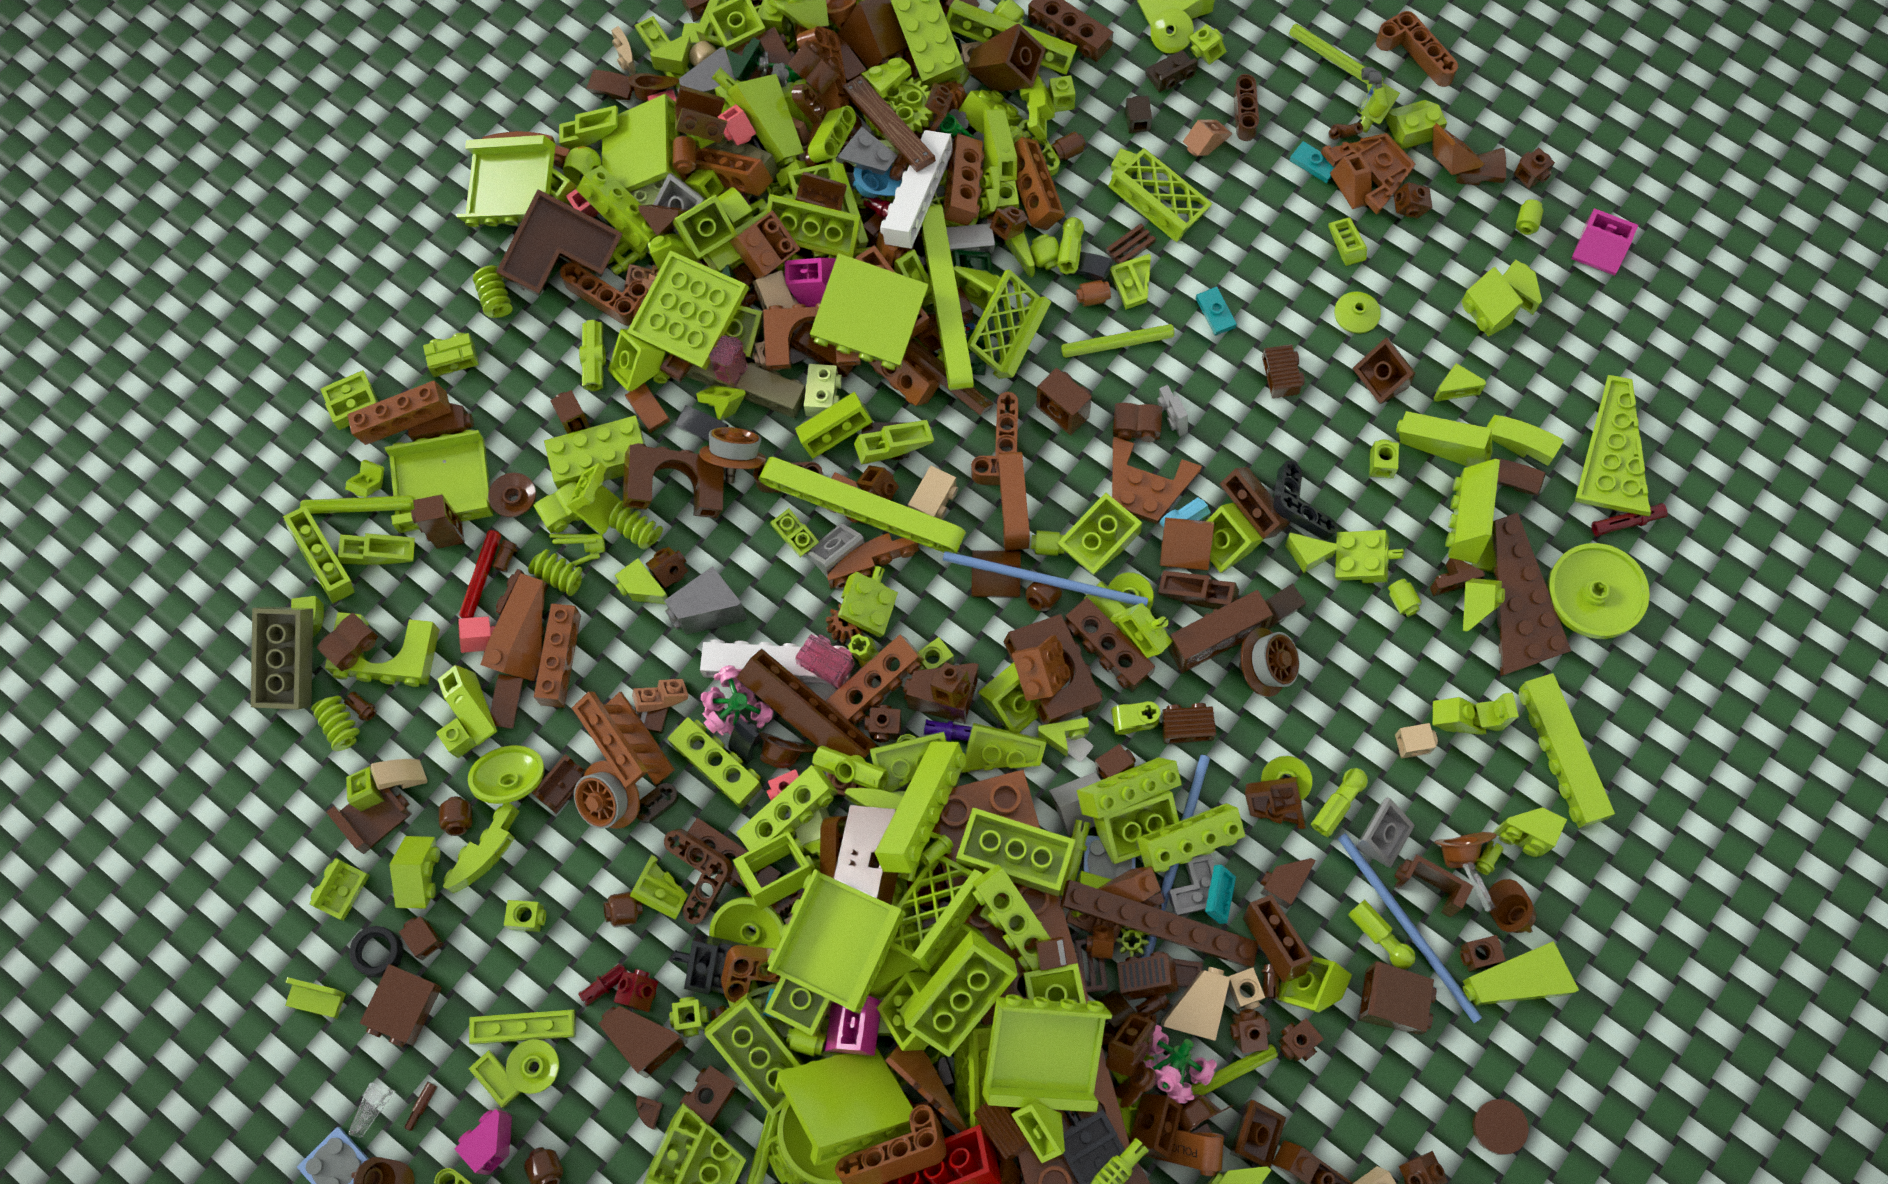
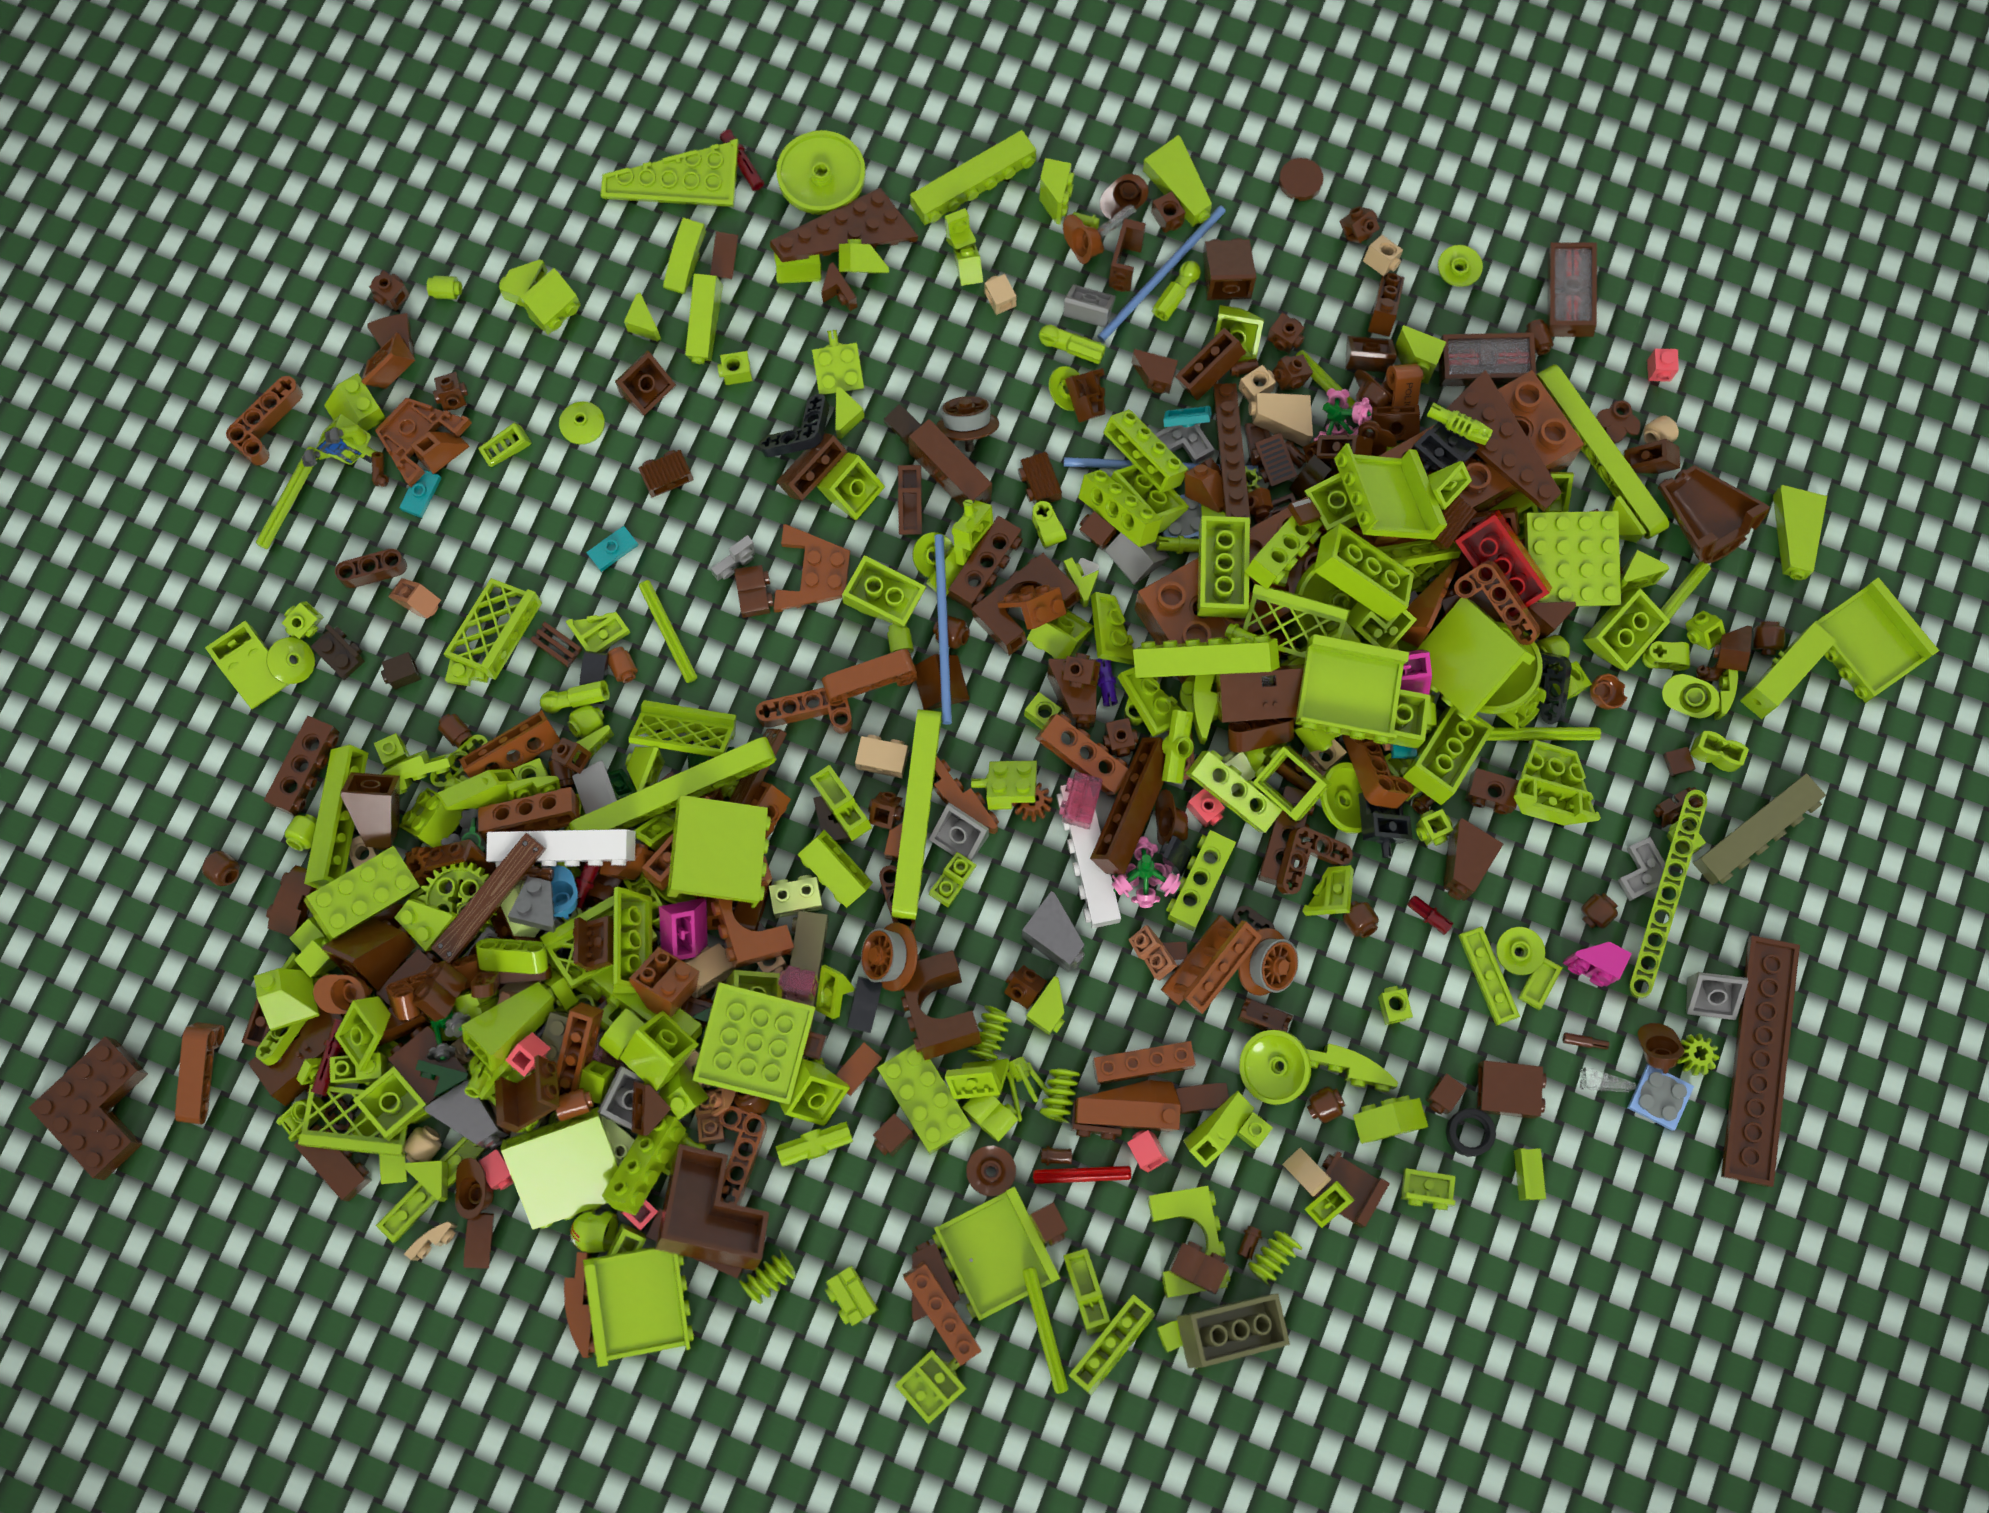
camera: 110 degrees left, 5 degrees up
(367, 481) = (1016, 1330): lime bracket -> none
(588, 127) = (546, 1238): lime slope -> none
(636, 990) = (1427, 880): dark red brick -> none
(649, 1111) = (1519, 841): reddish brown tile -> none
(862, 649) = (1056, 774): lime piece -> none
(1063, 401) = (752, 658): reddish brown brick -> none
(1186, 543) = (869, 516): dark orange tile -> none
(1194, 510) = (846, 530): medium azure piece -> none
(1404, 597) = (869, 326): lime brick -> none
(1472, 511) = (774, 278): lime slope -> none
(1604, 241) = (459, 218): dark pink slope -> none

